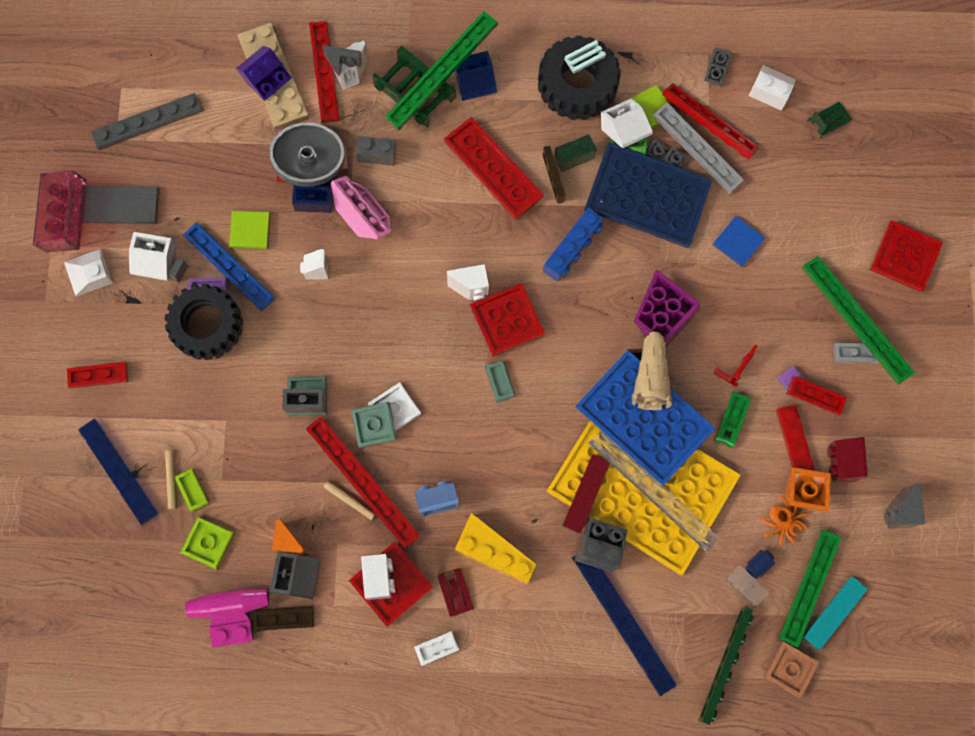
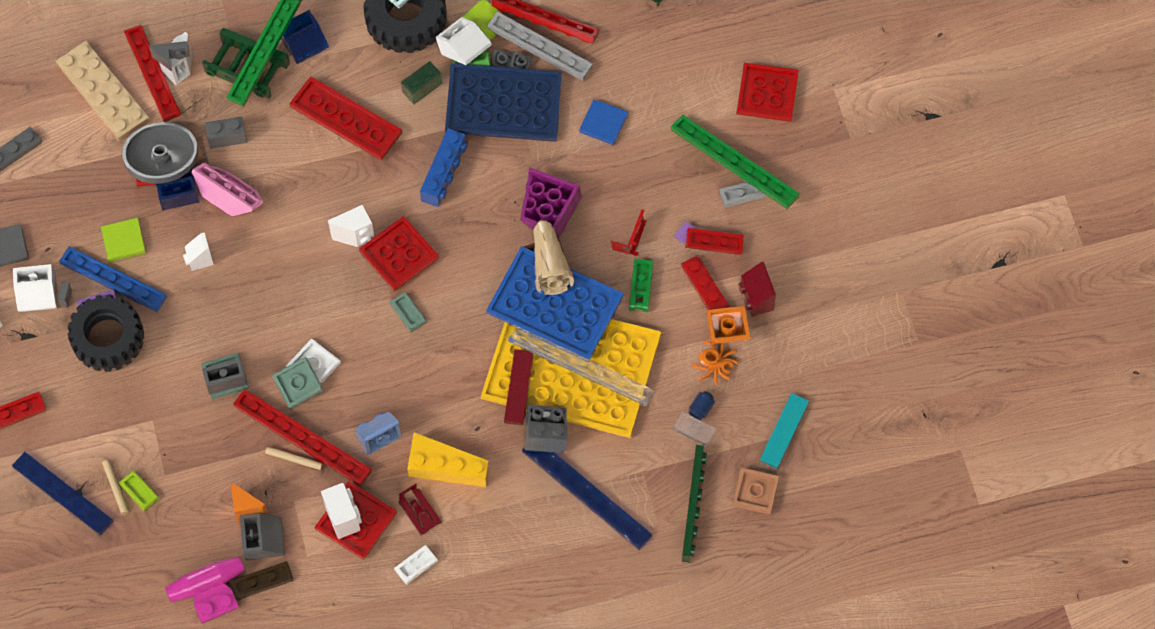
camera: 10 degrees left, 10 degrees down
(207, 543) = (168, 533): lime tile -> none
(264, 72) = (95, 88): dark purple slope -> none
(553, 174) = (406, 108): dark brown tile -> none
(809, 588) = (754, 414): green plate -> none
(905, 509) = (824, 319): dark grey slope -> none

